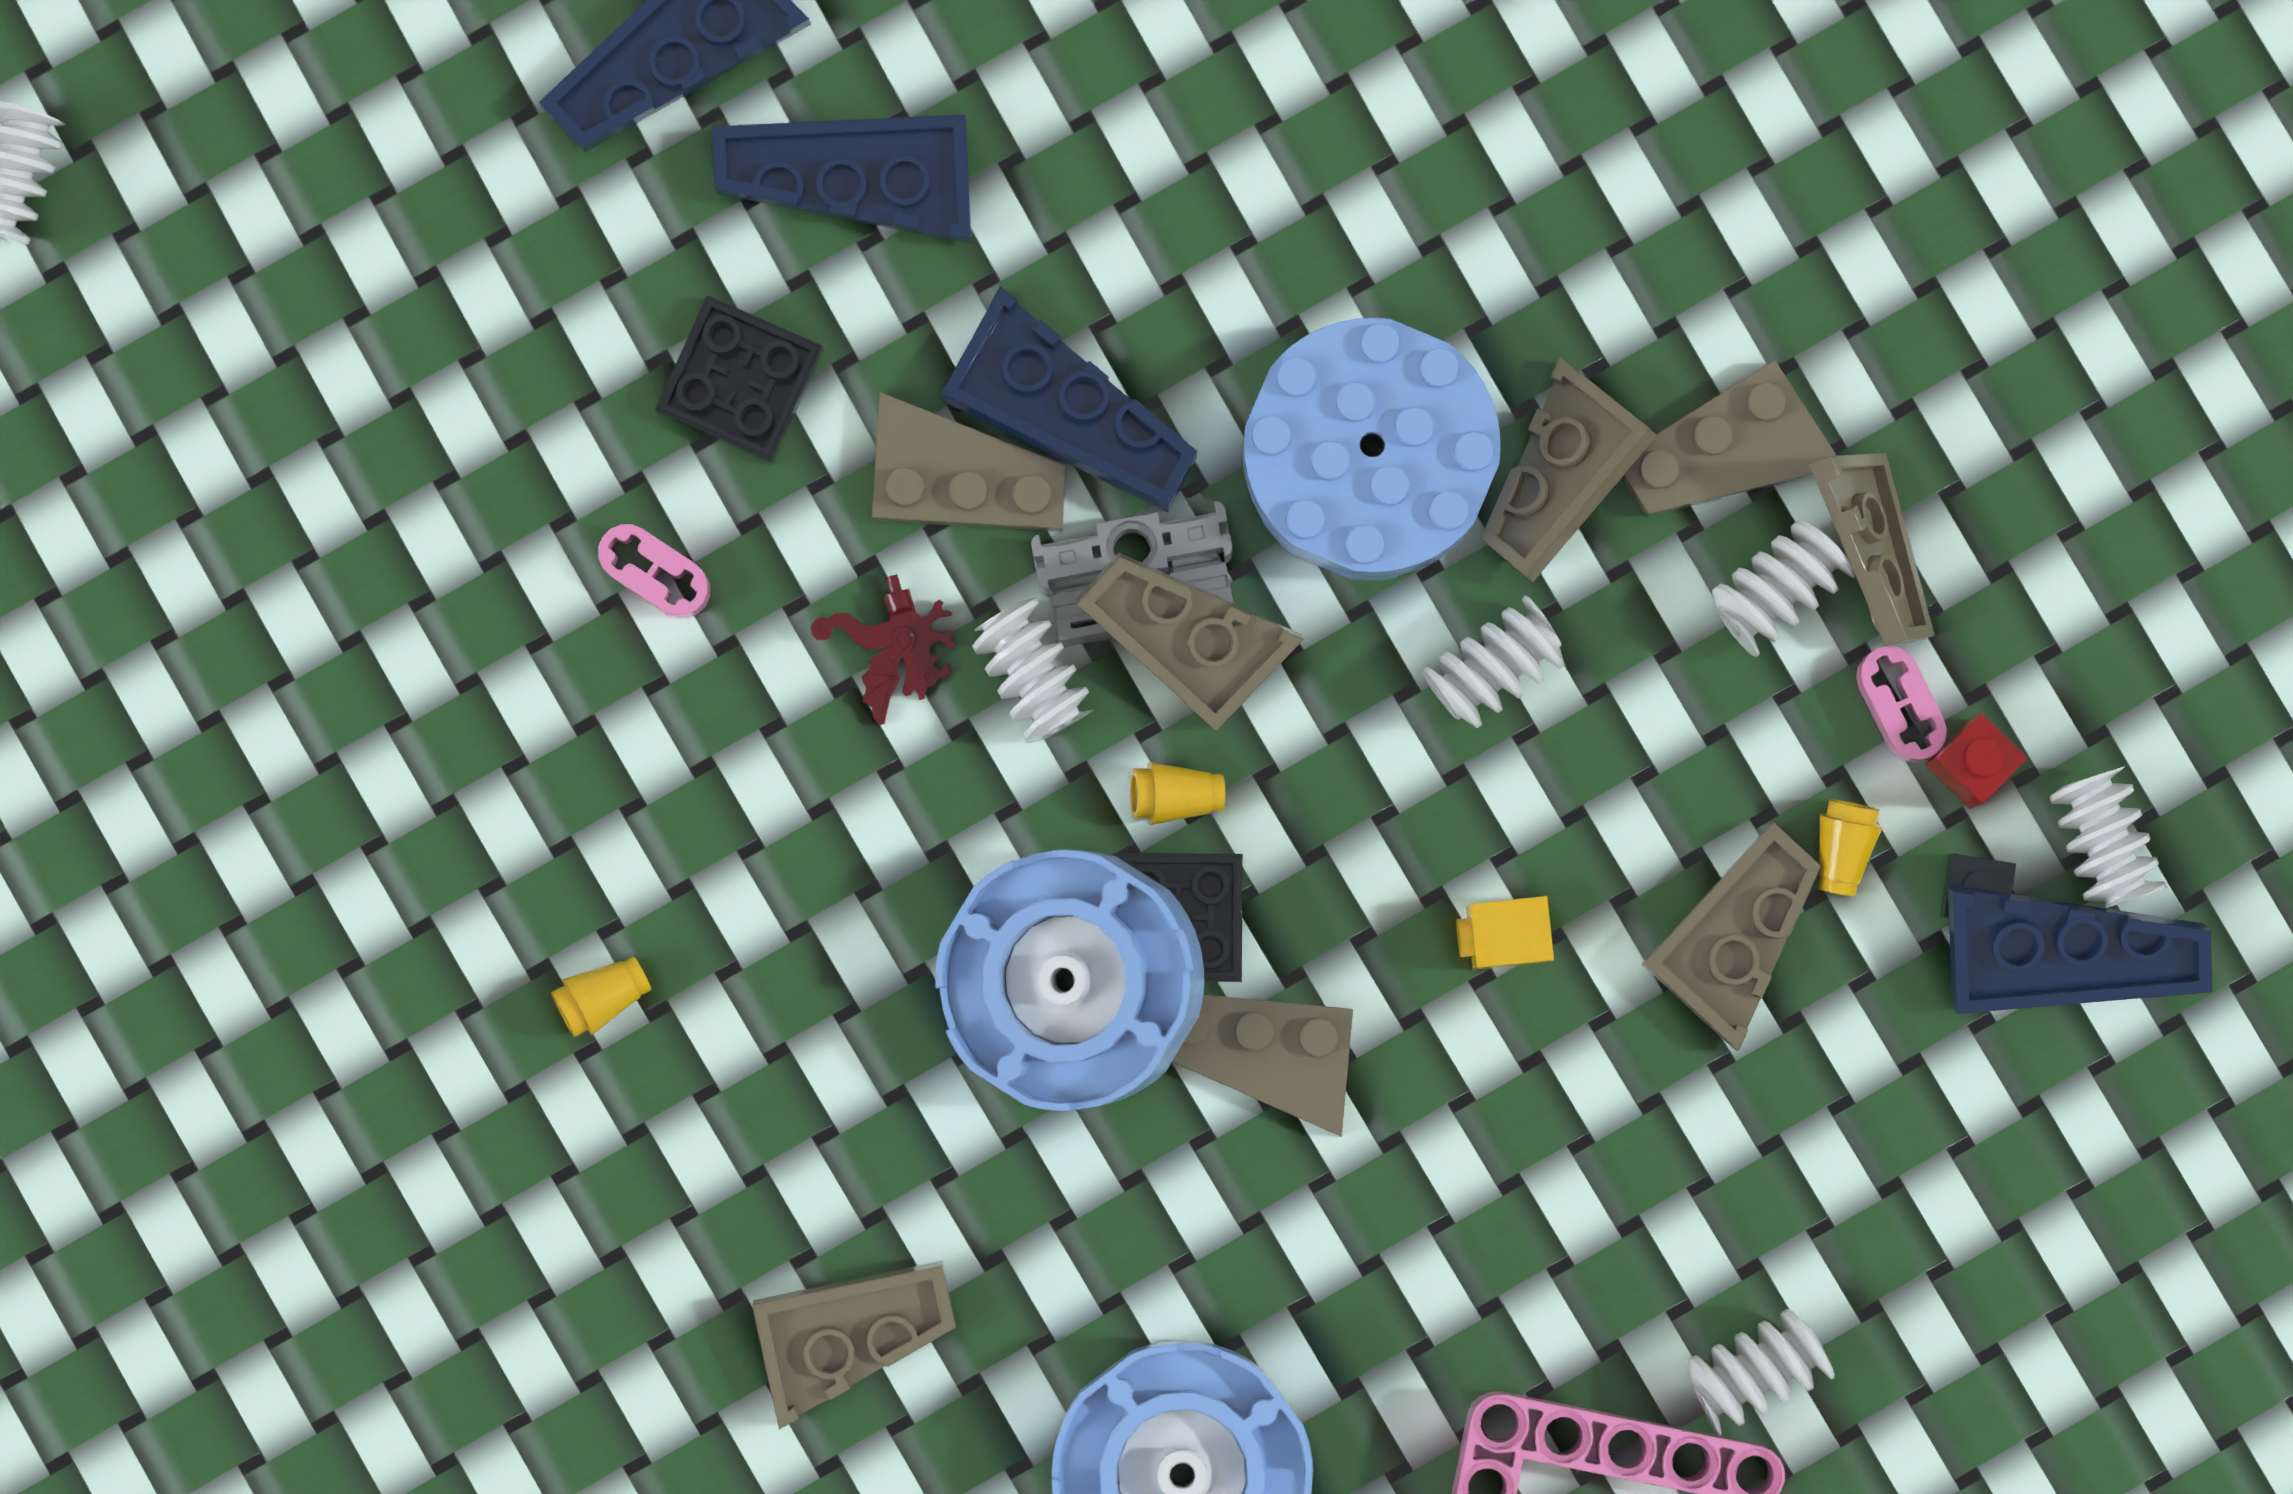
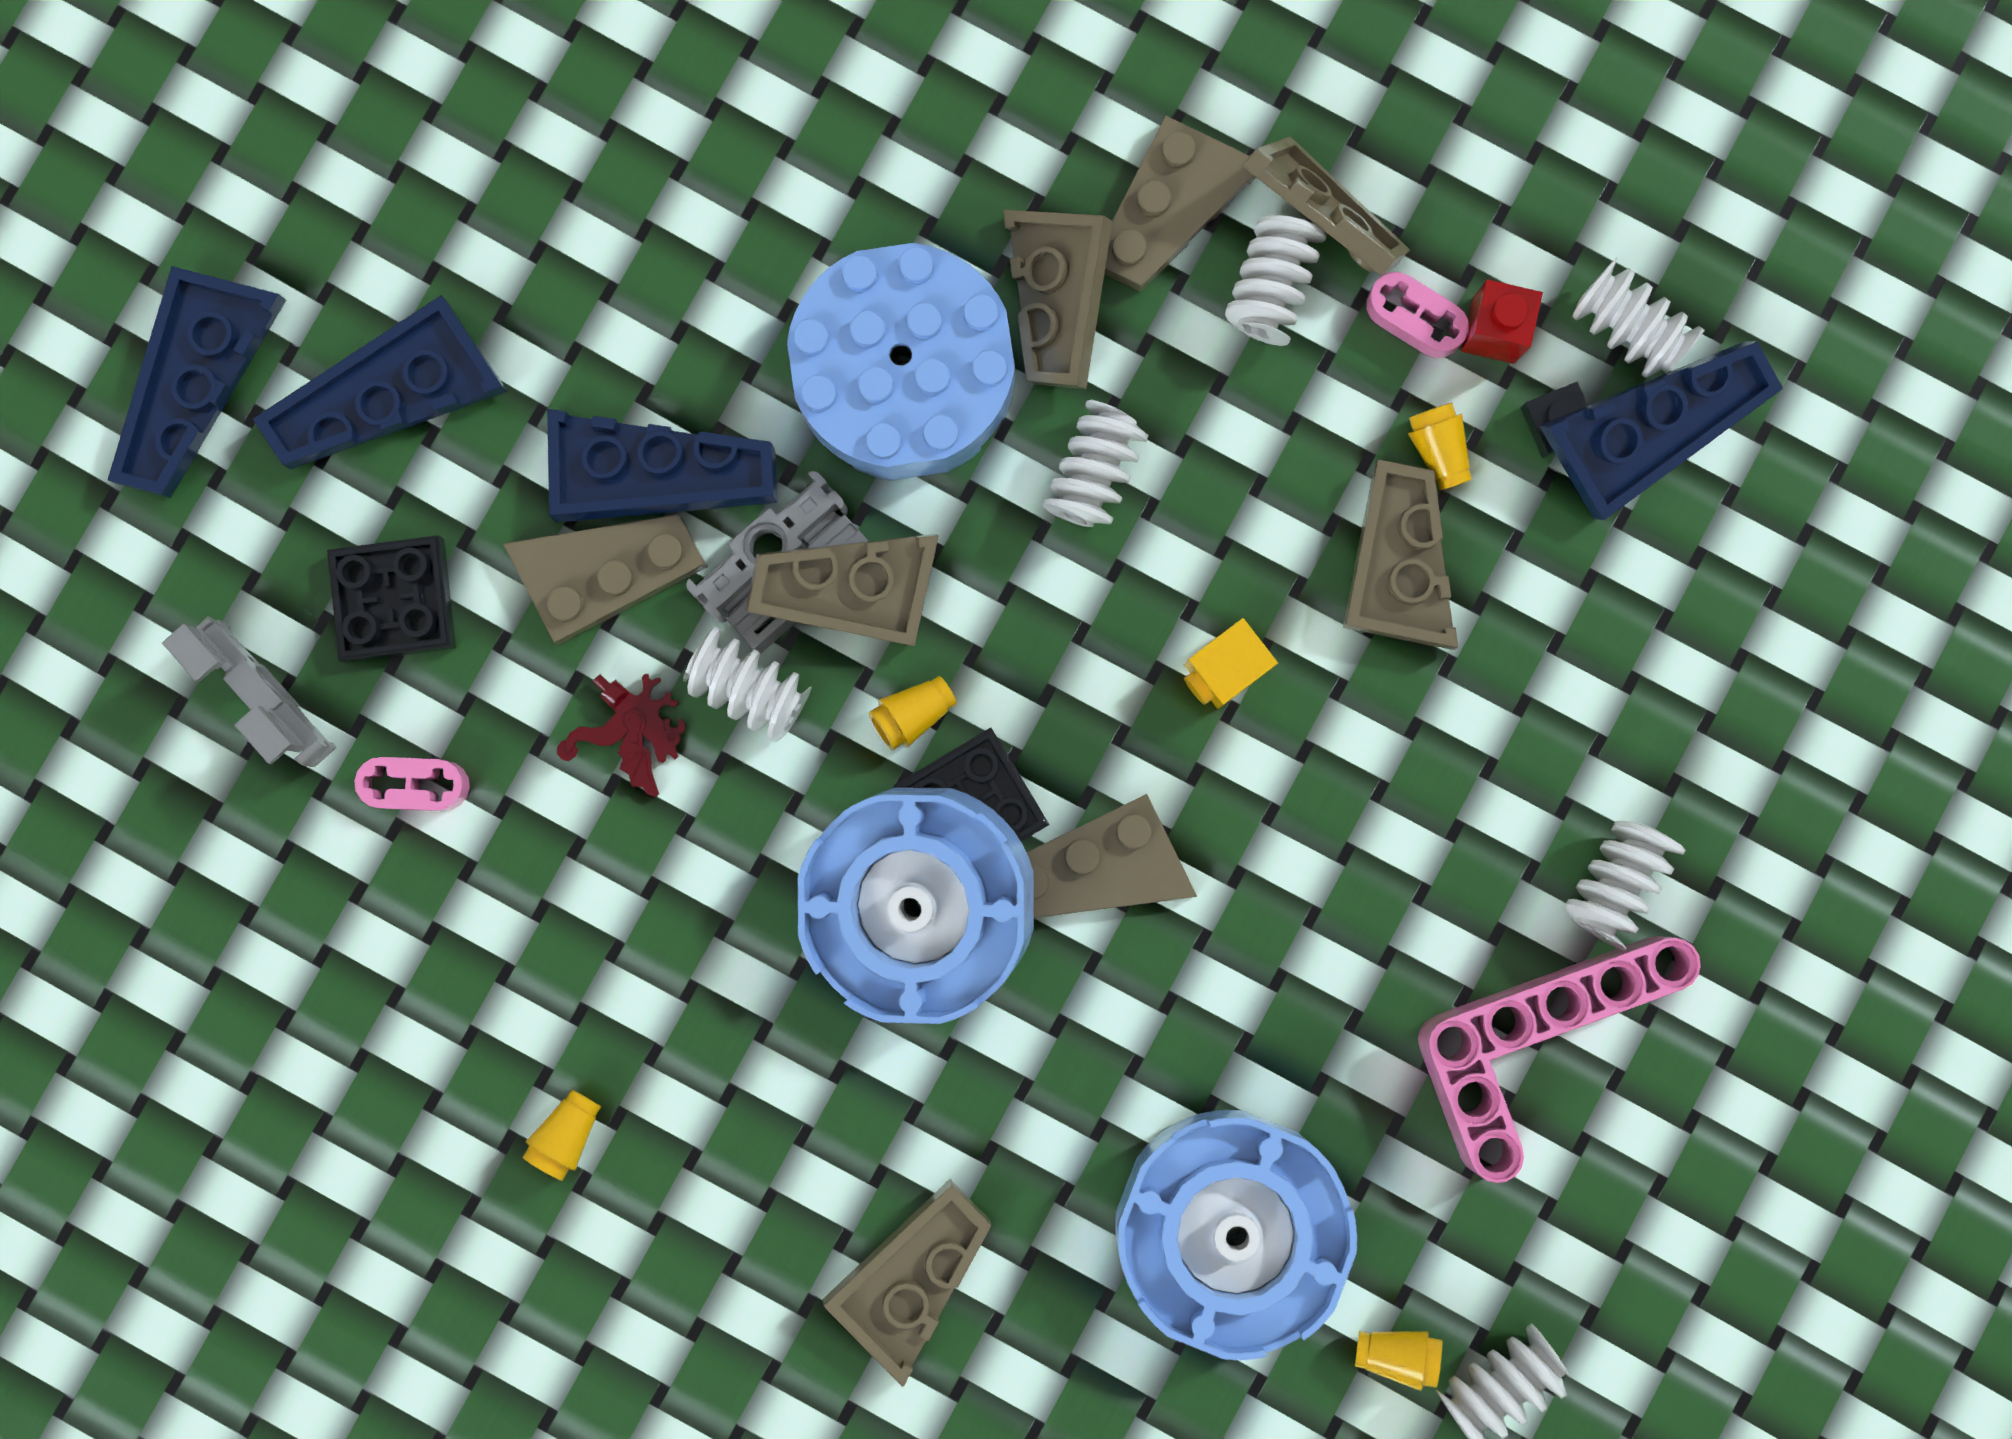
camera: 25 degrees left, 0 degrees up
(564, 437) = (274, 716): none -> light grey piece

